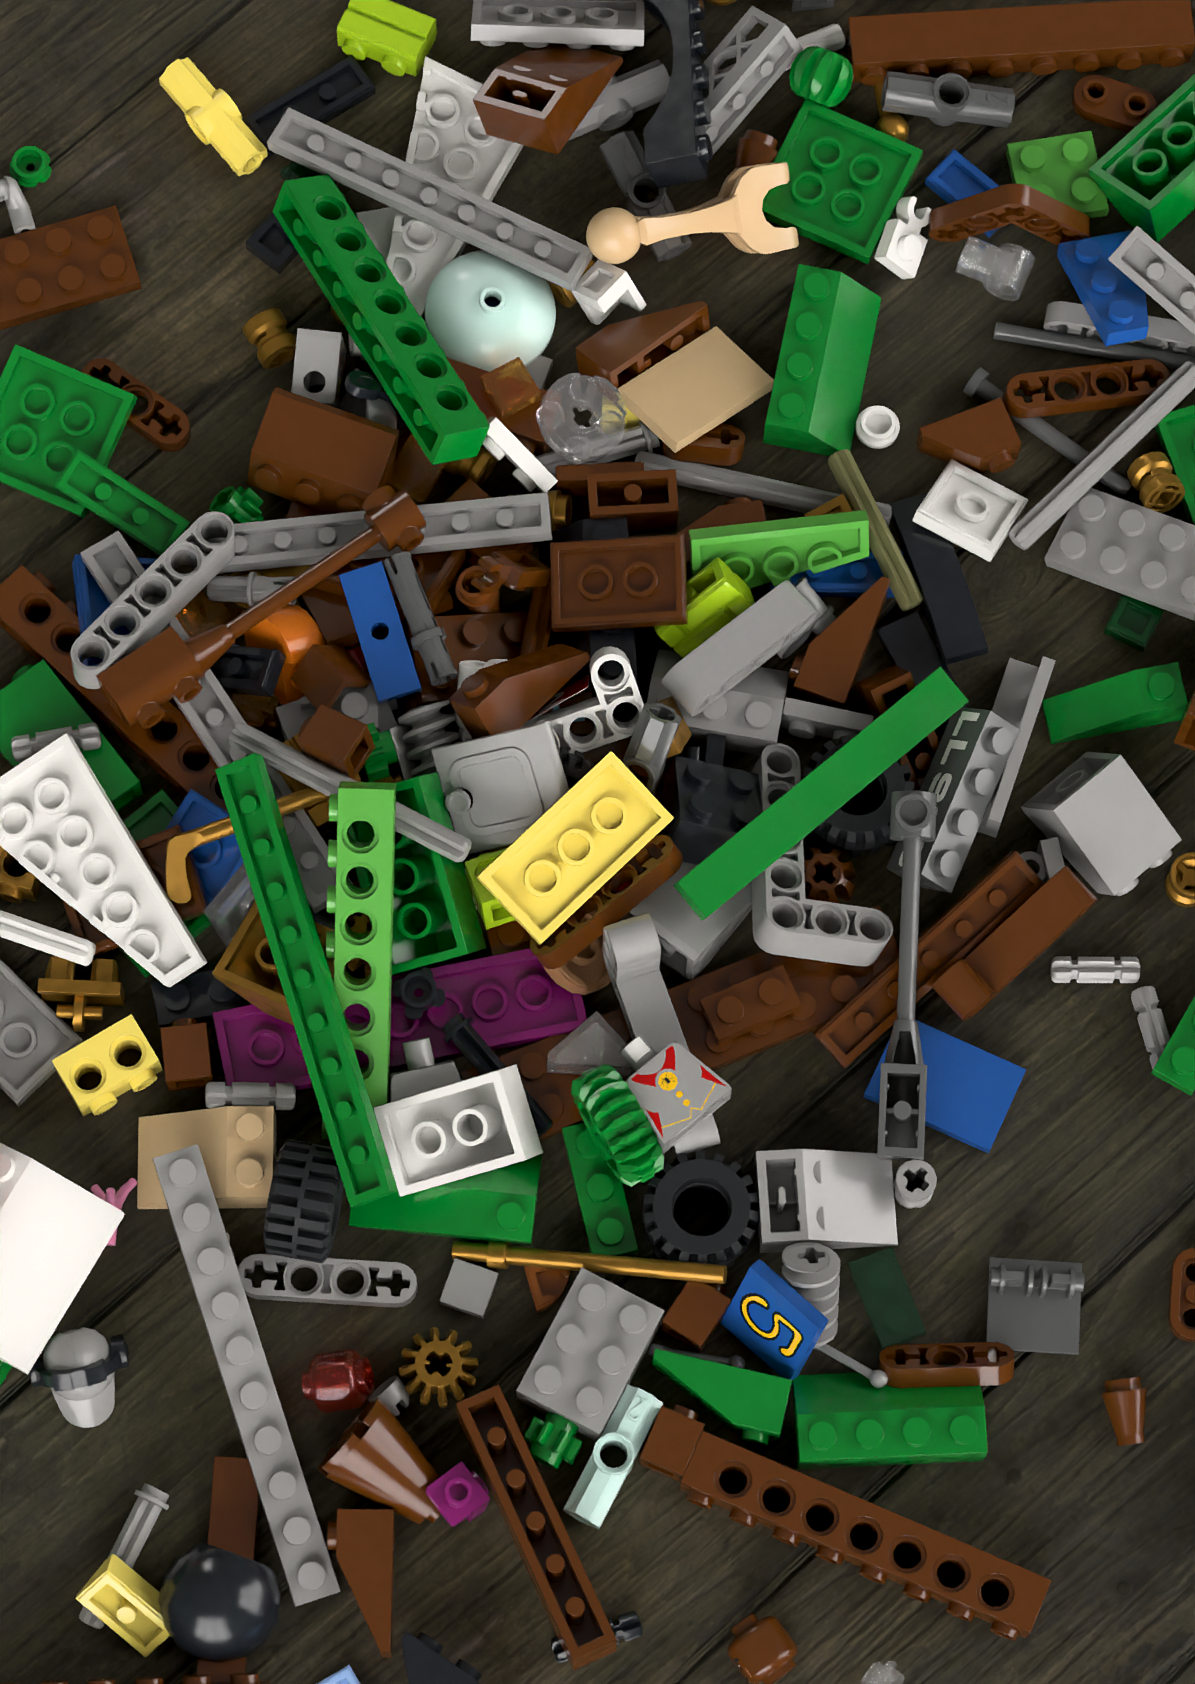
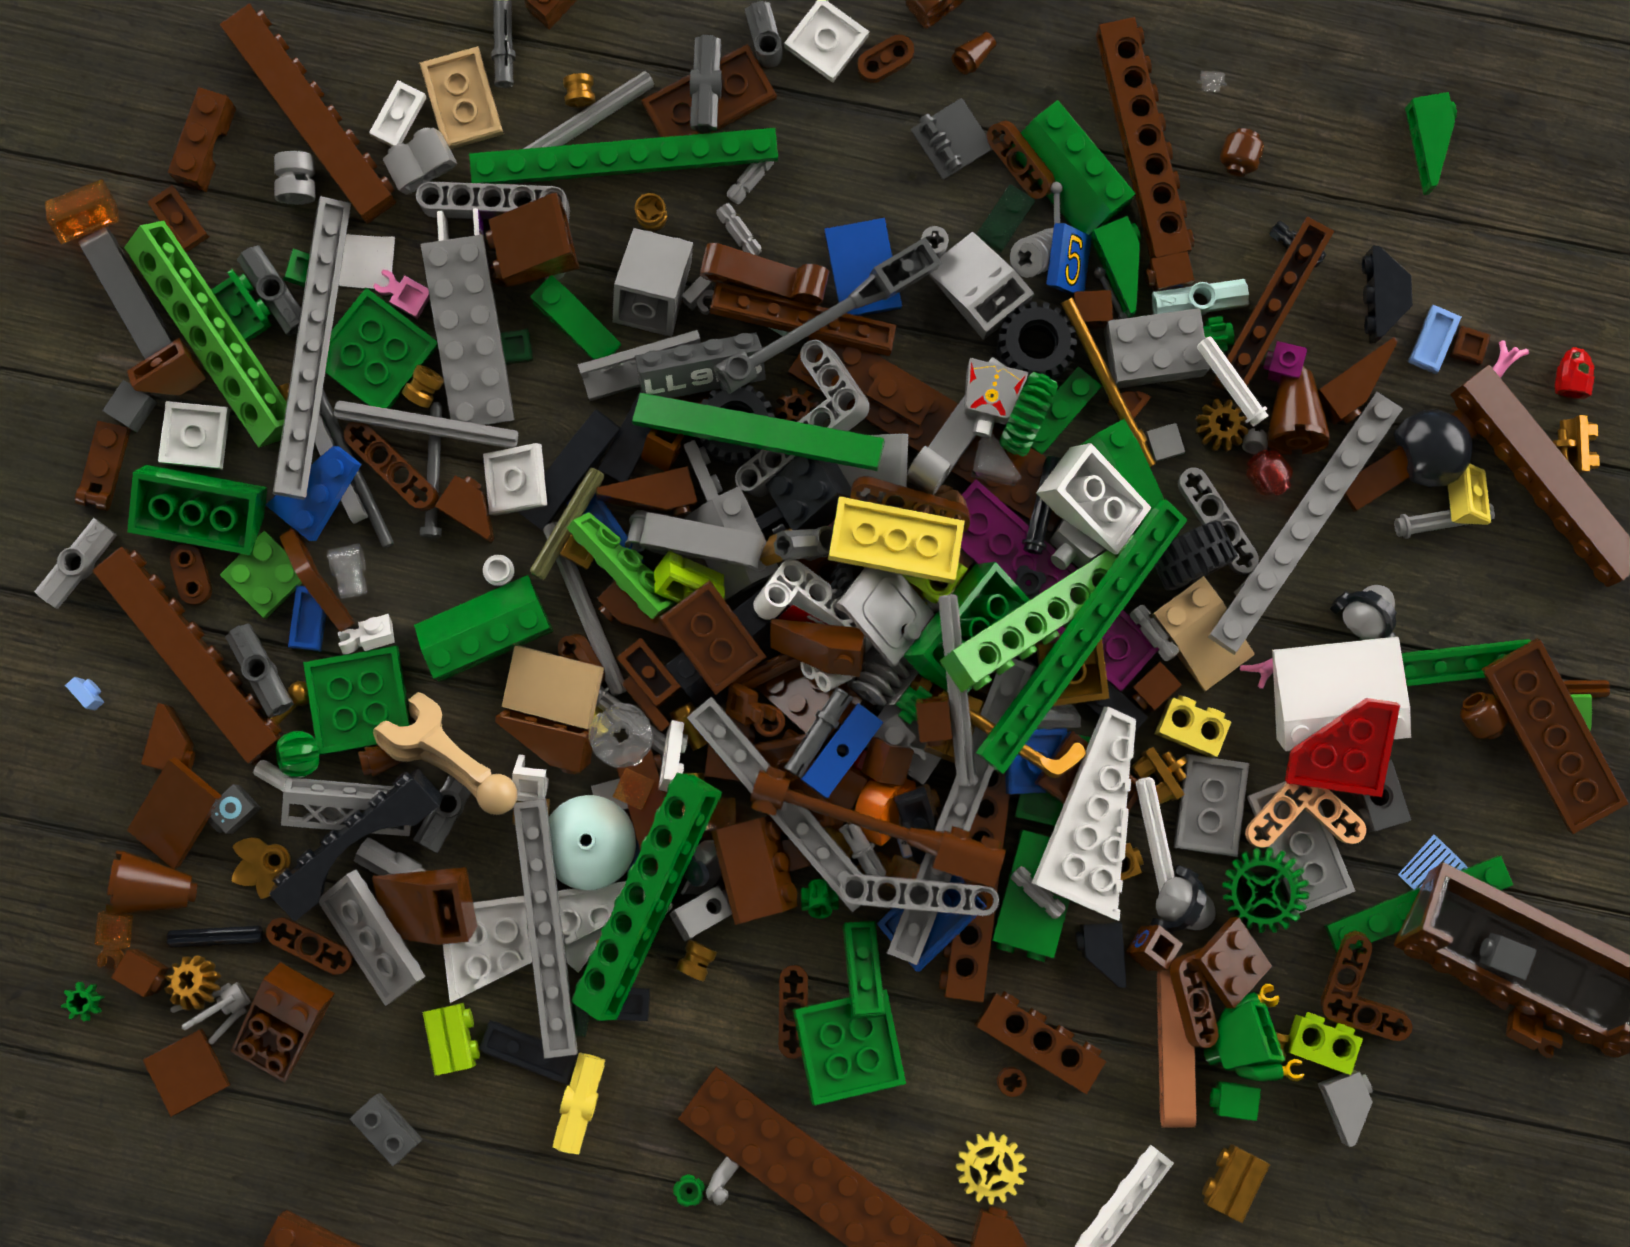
camera: 125 degrees left, 10 degrees up
(478, 1395) = (1232, 381): none -> white axle

